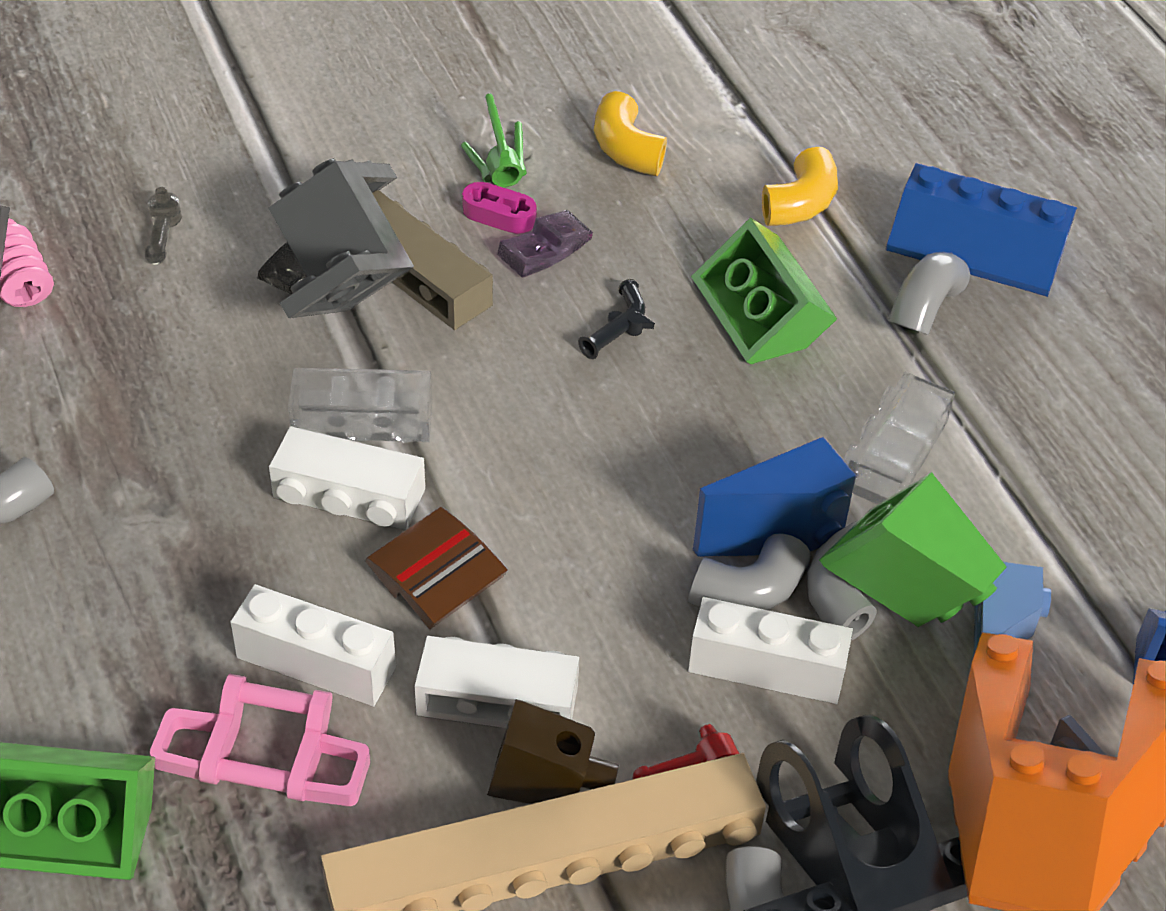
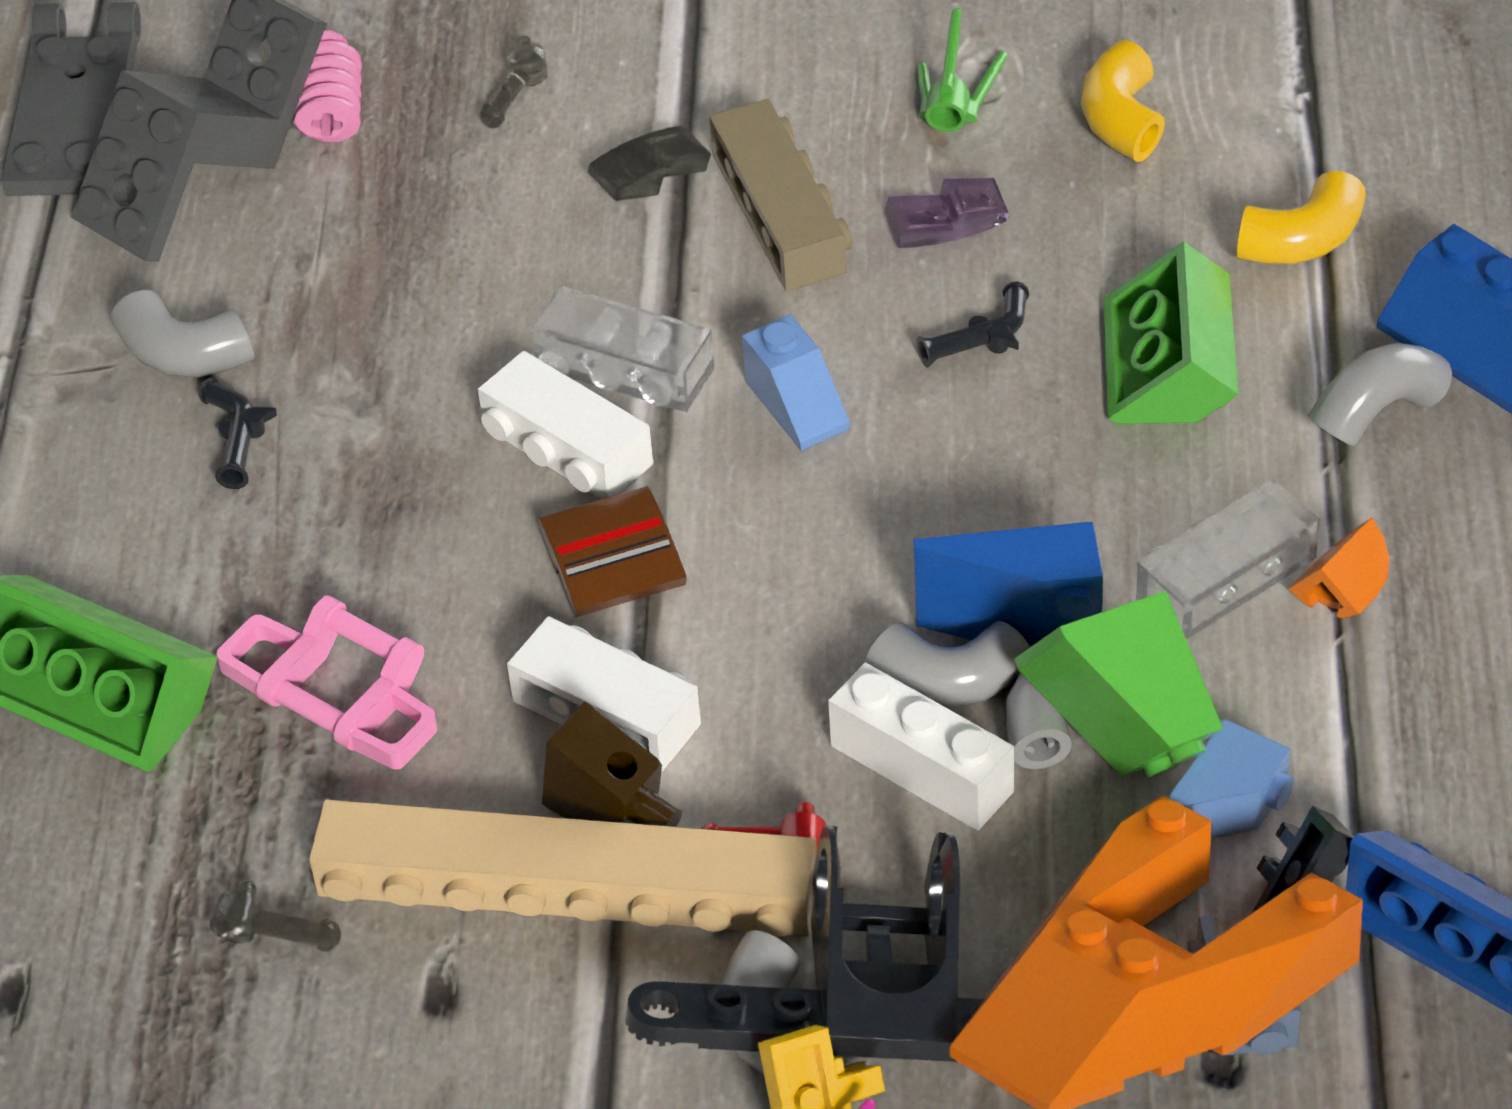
camera: 30 degrees right, 0 degrees up
(70, 555) = (245, 424): none -> black piece
(314, 644) = (434, 593): white brick -> none
(339, 237) = (679, 145): dark grey bracket -> none
(499, 207) = (922, 150): dark pink beam -> none
(508, 395) = (793, 382): none -> medium blue slope
(981, 426) = (1348, 573): none -> orange brick
(1111, 662) = (1316, 847): none -> black hinge

